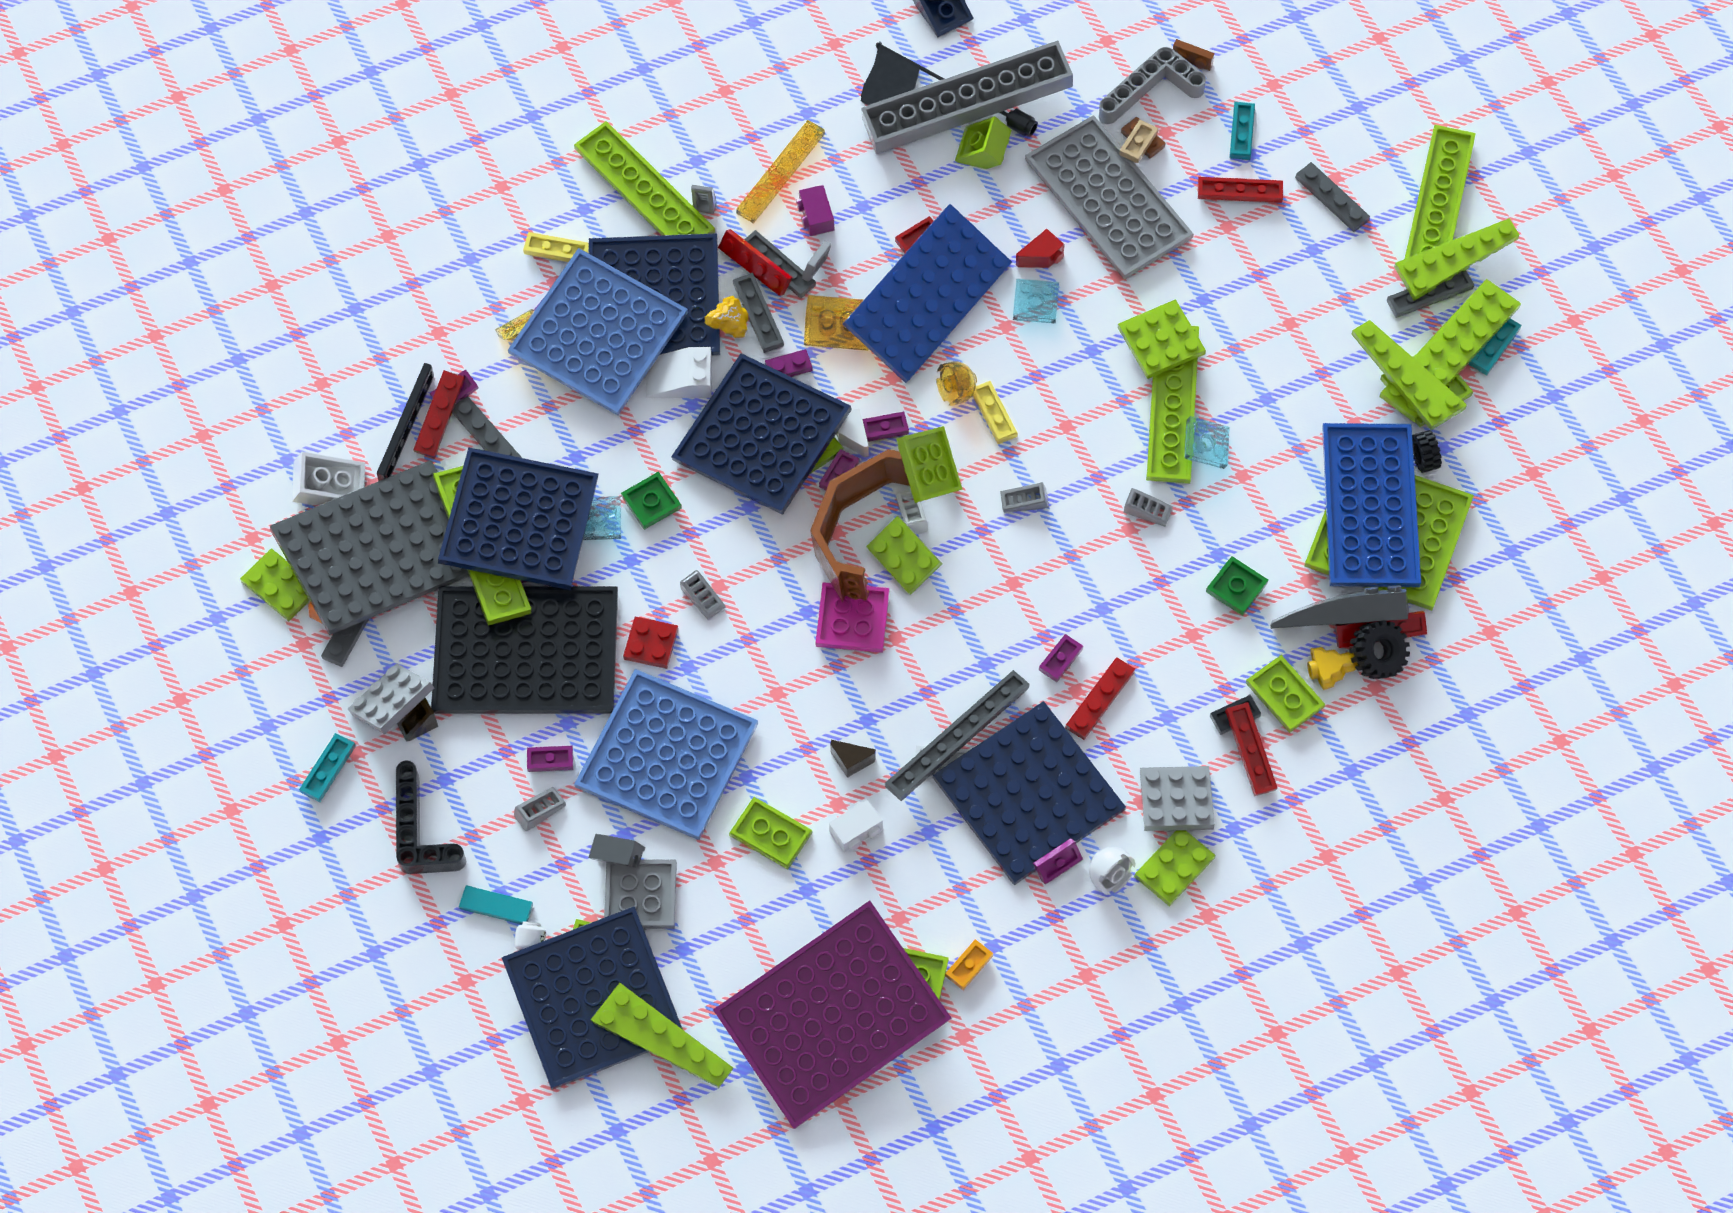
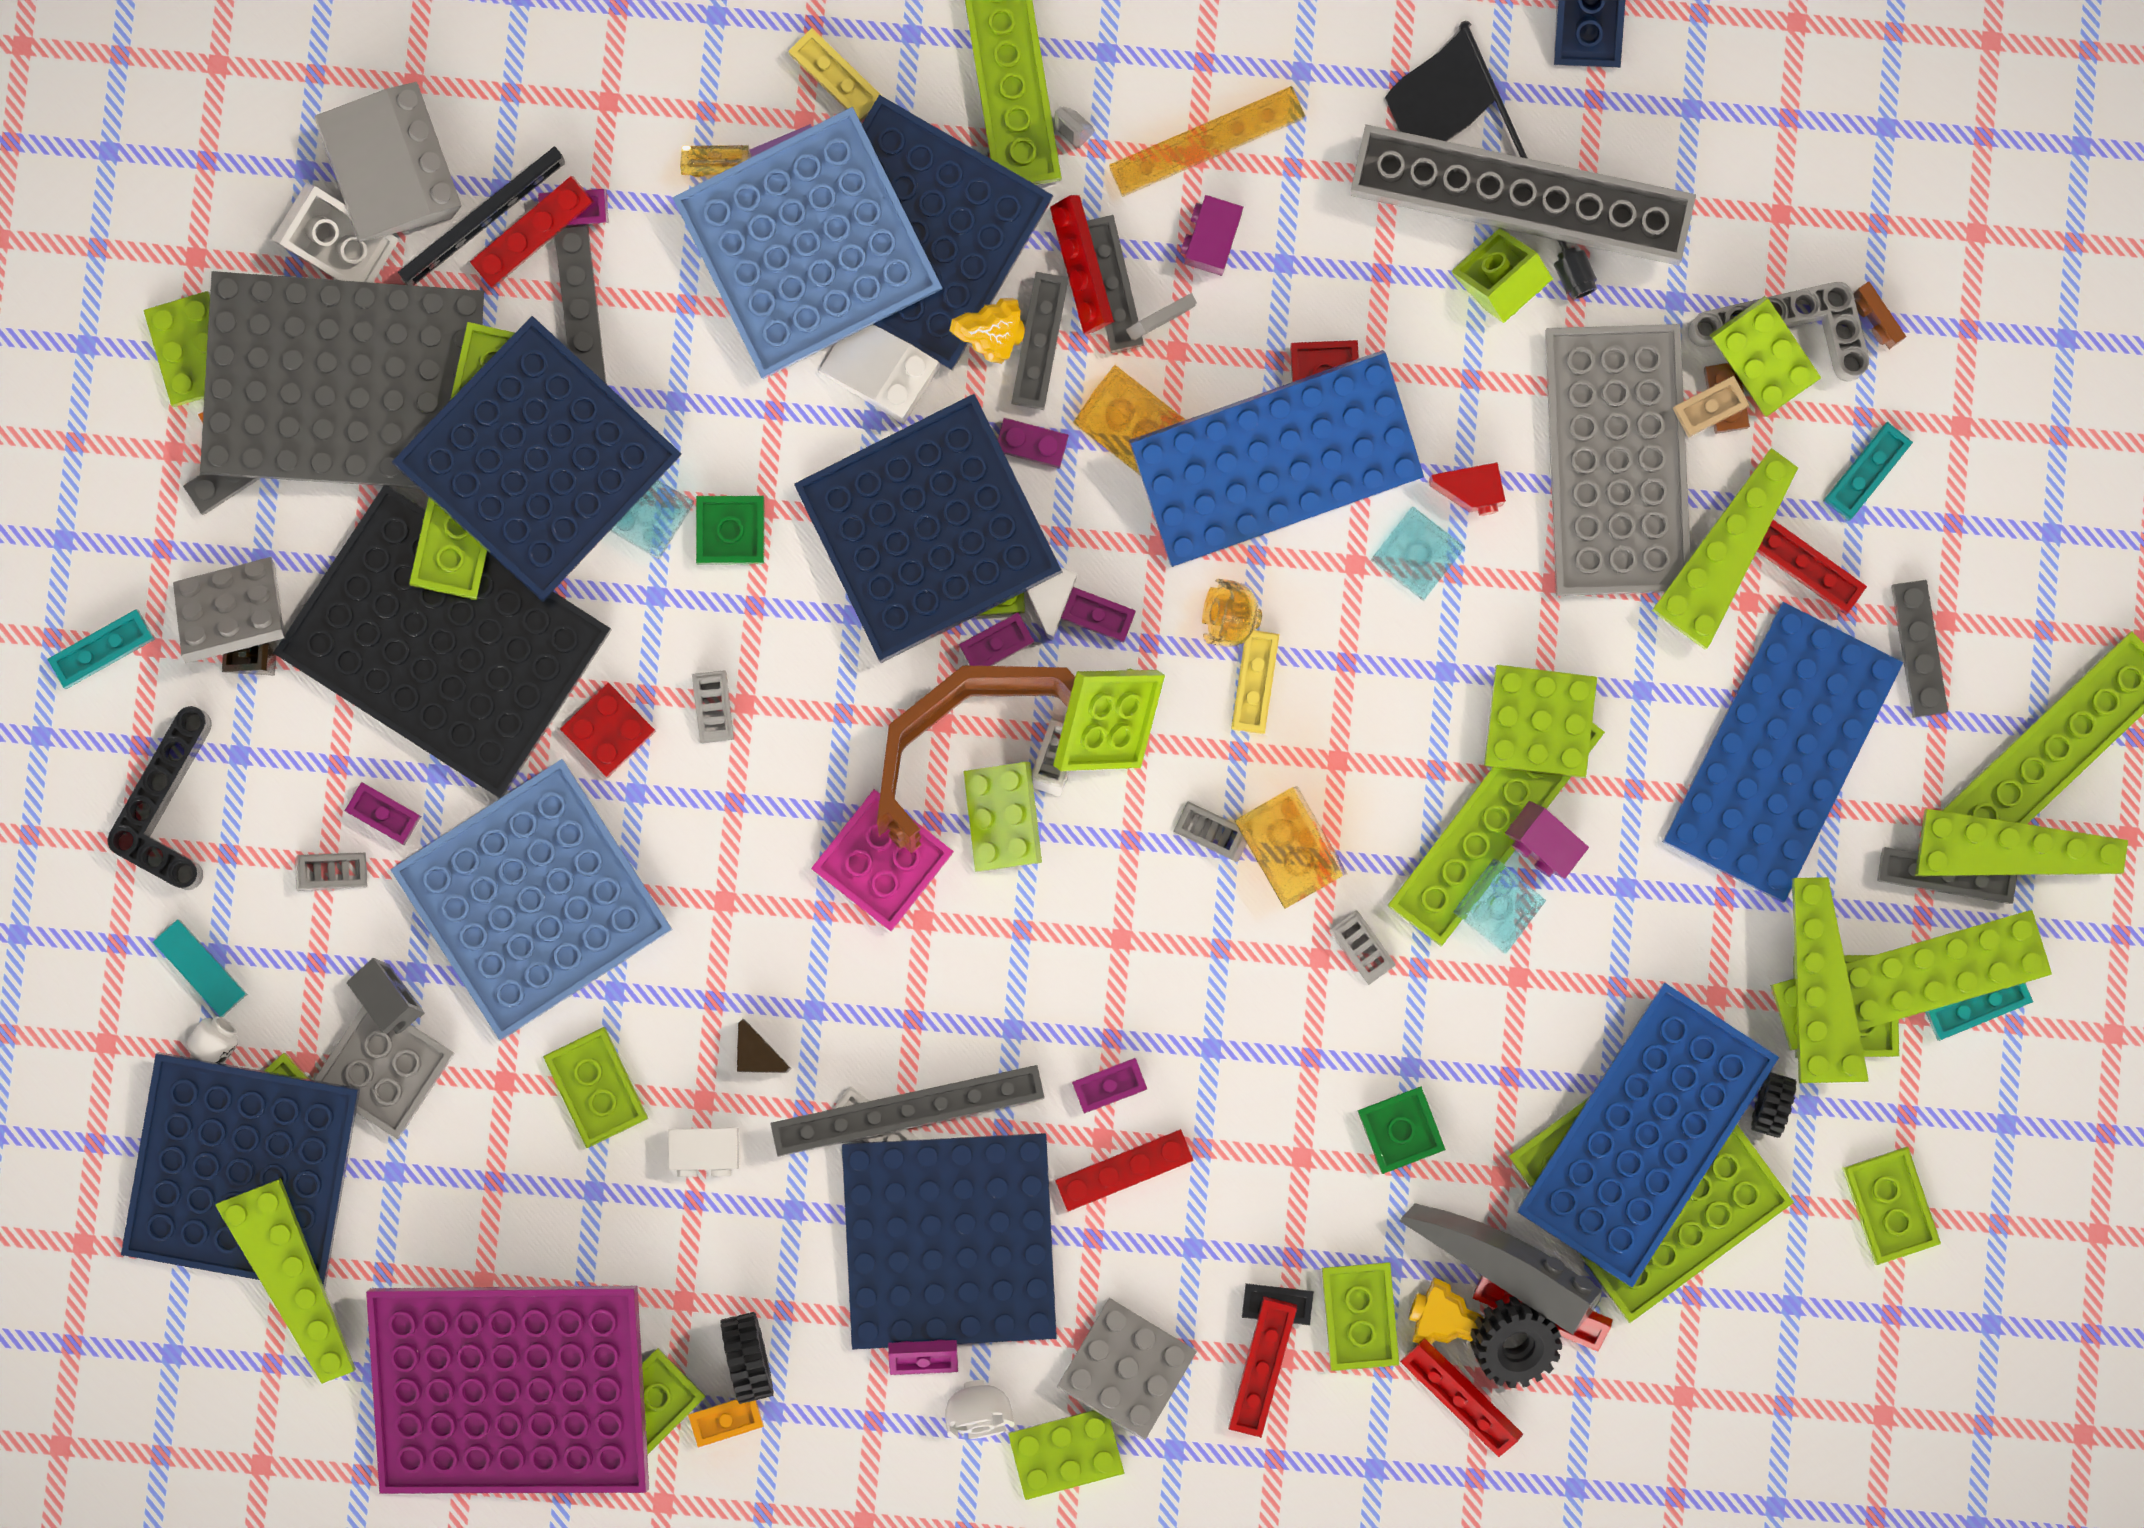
camera: 25 degrees right, 20 degrees up
(336, 421) = (388, 162): none -> light grey slope
(958, 915) = (746, 1357): none -> black tyre
(1074, 474) = (1291, 847): none -> clear yellow slope
(1149, 102) = (1765, 356): none -> lime plate
(1199, 215) = (1714, 572): none -> lime wing
(1208, 393) = (1546, 840): none -> magenta brick
(1299, 286) = (1782, 752): none -> blue plate
(1371, 701) = (1461, 1397): none -> red plate
(1525, 469) = (1891, 1205): none -> lime tile

